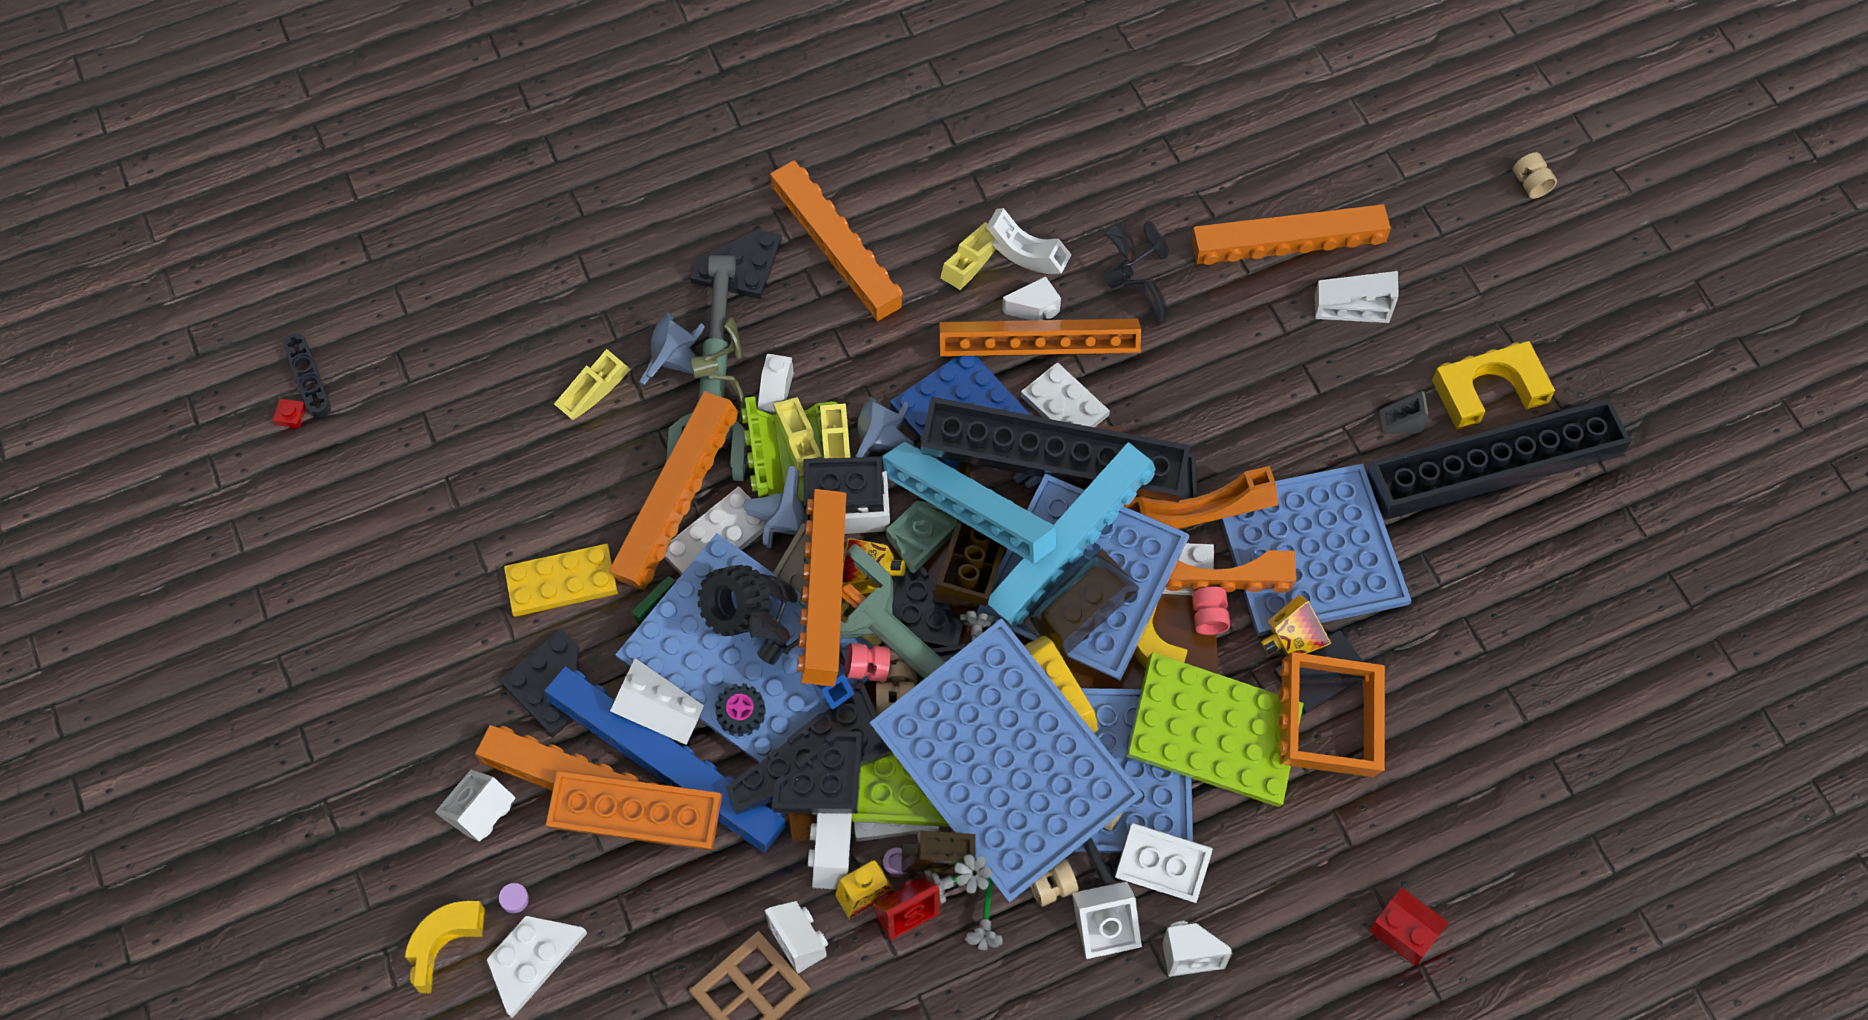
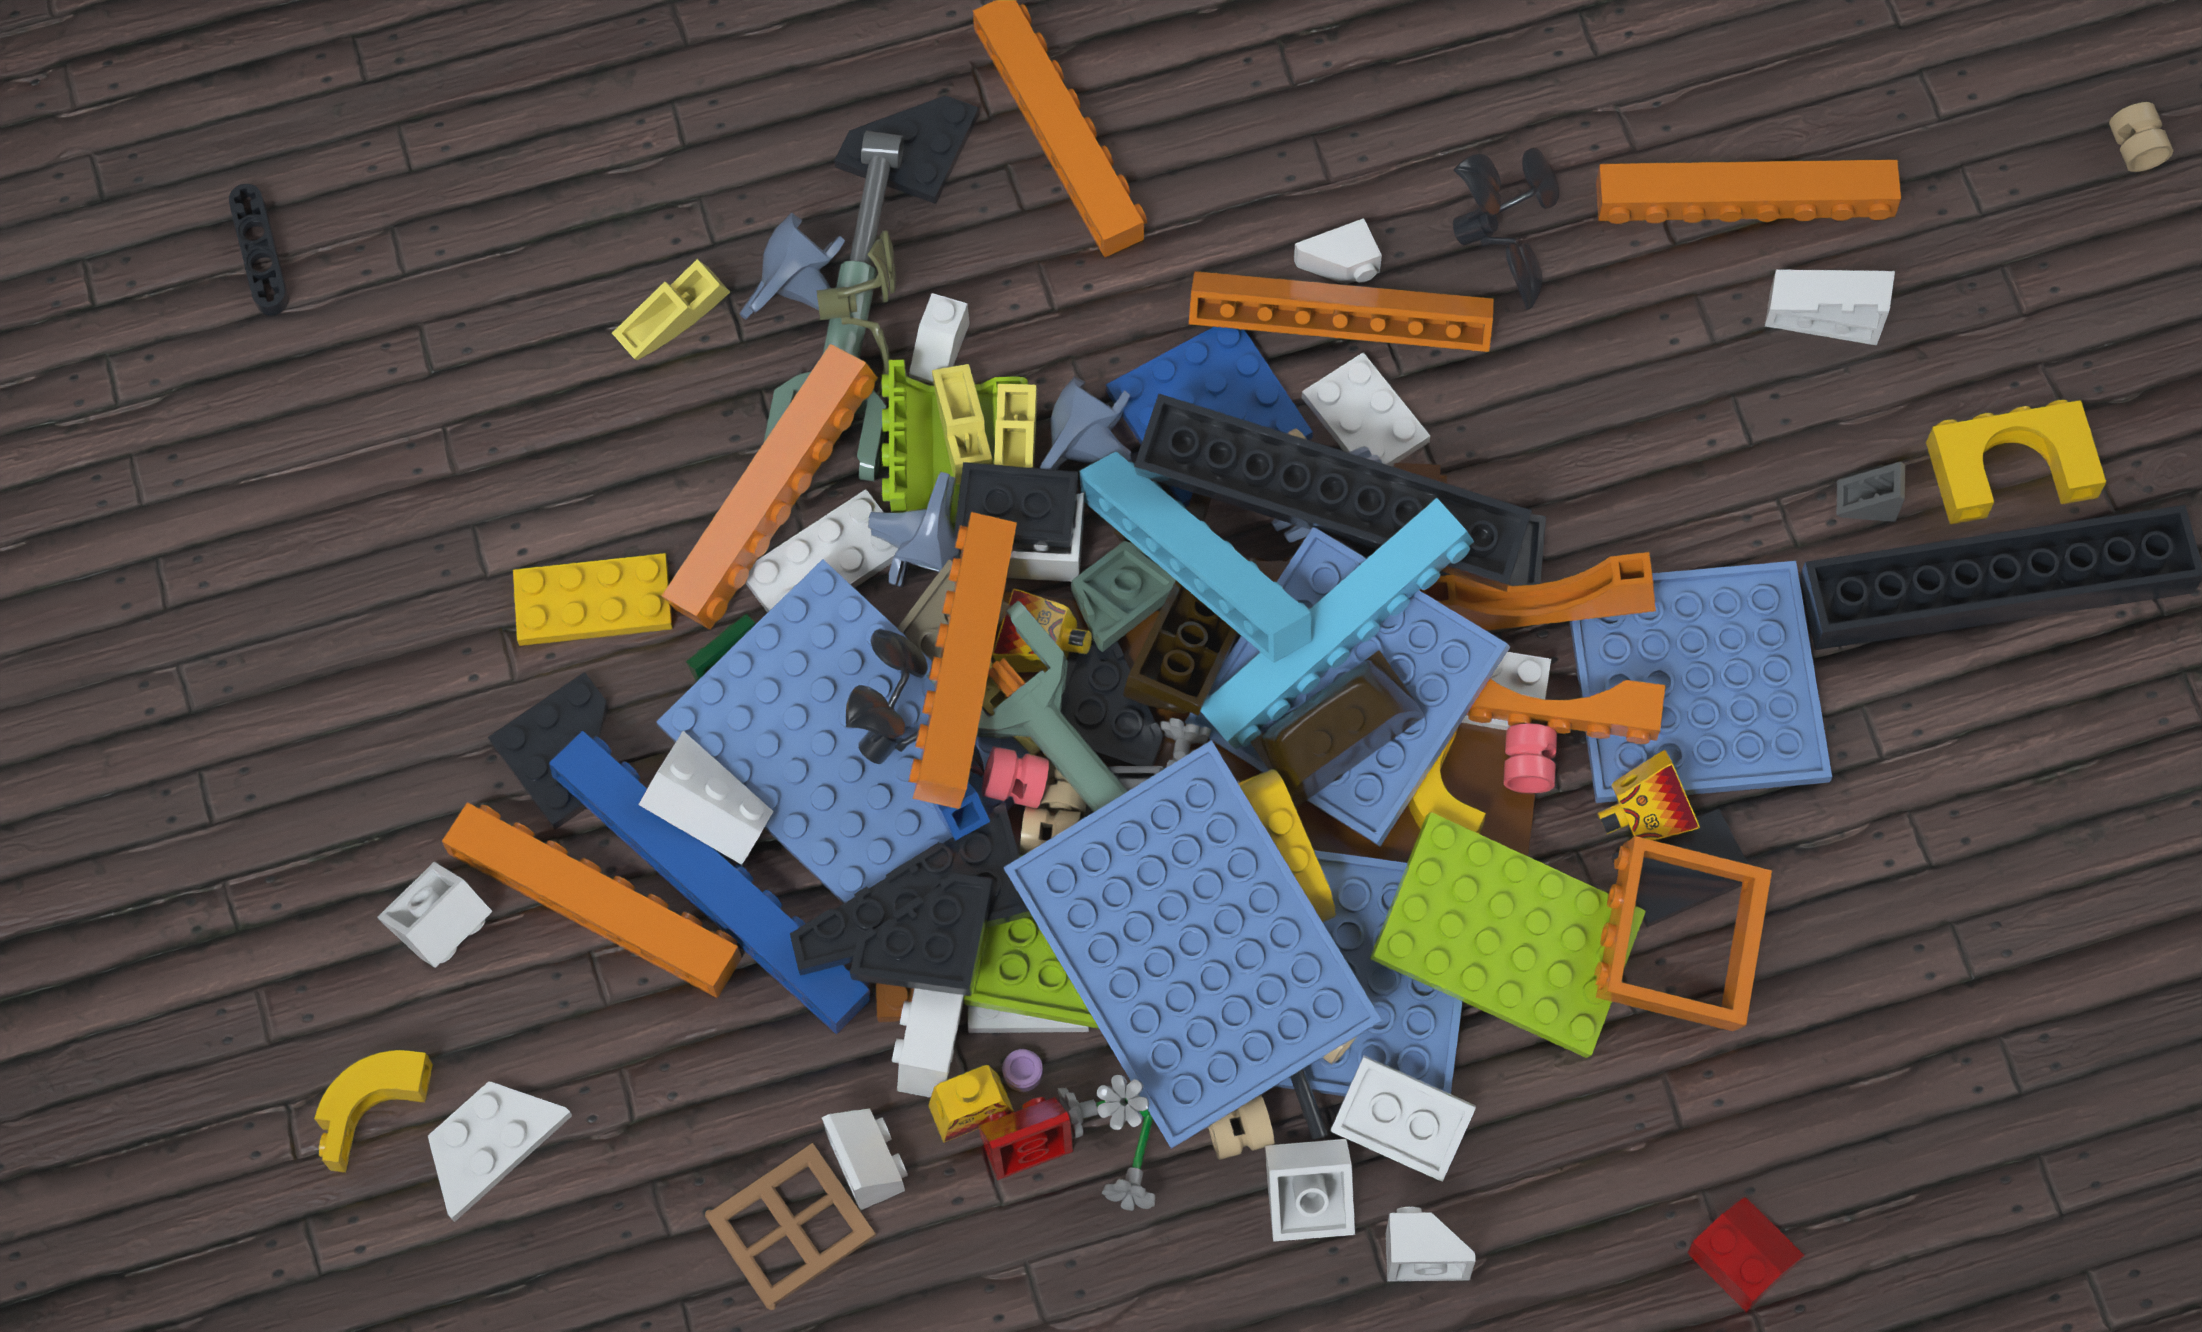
camera: 10 degrees right, 5 degrees up
(289, 413) = (227, 304): red plate -> none
(513, 898) = (474, 1053): lavender tile -> none
(634, 810) = (656, 951): orange plate -> none
(717, 598) = (810, 668): black tyre -> none
(740, 699) = (825, 810): black wheel -> none
(938, 850) = (1080, 1061): dark brown panel -> none
(969, 258) = (1259, 171): light yellow slope -> none
(1035, 254) = (1338, 170): white arch -> none

